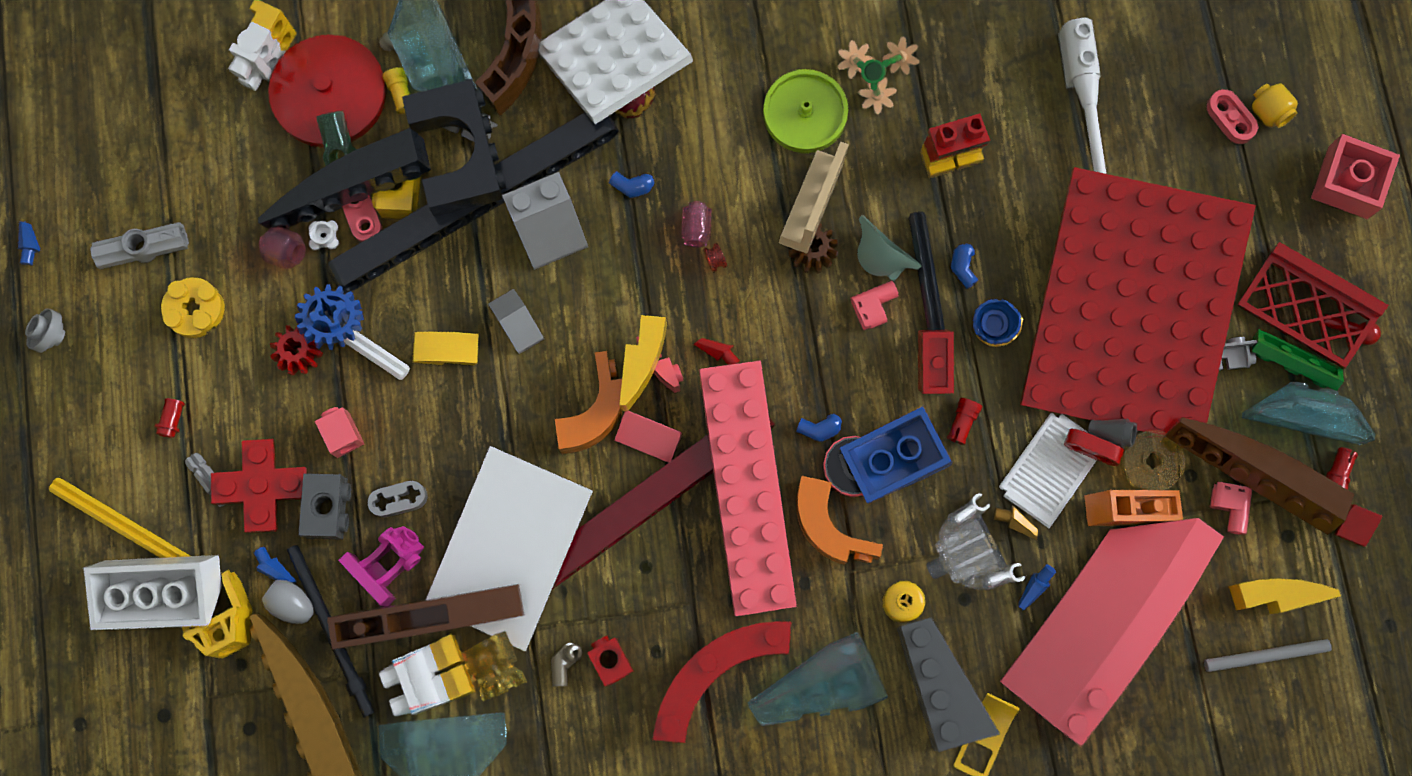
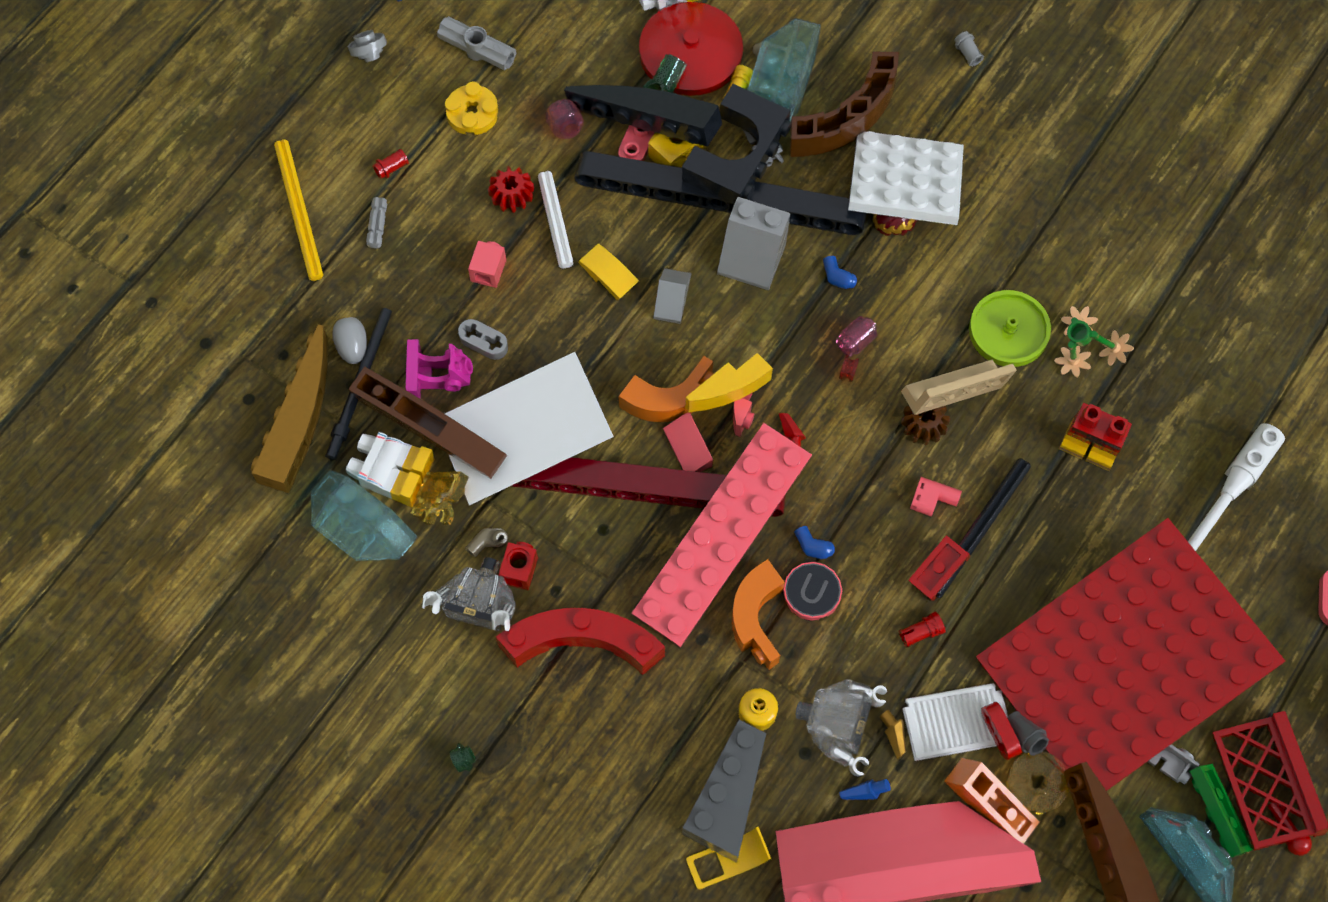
camera: 40 degrees right, 10 degrees down
(152, 592) = (274, 256): white slope -> none
(228, 630) = (304, 318): yellow piece -> none
(258, 486) = (404, 253): red plate -> none
(271, 567) = (362, 310): blue bar -> none
(315, 491) = (434, 287): dark grey brick -> none
(316, 229) = (602, 128): white plate -> none
(316, 324) = (539, 178): blue gear -> none
(603, 719) = (475, 597): none -> clear torso
(829, 680) = (654, 715): clear light blue wedge -> none
(880, 255) = (970, 464): sand green hat -> none
(896, 455) = (849, 607): blue slope -> none
(960, 265) = (1023, 524): blue arm -> none
(997, 322) = (1011, 583): blue hair -> none
(1235, 500) = (1075, 868): coral piece -> none

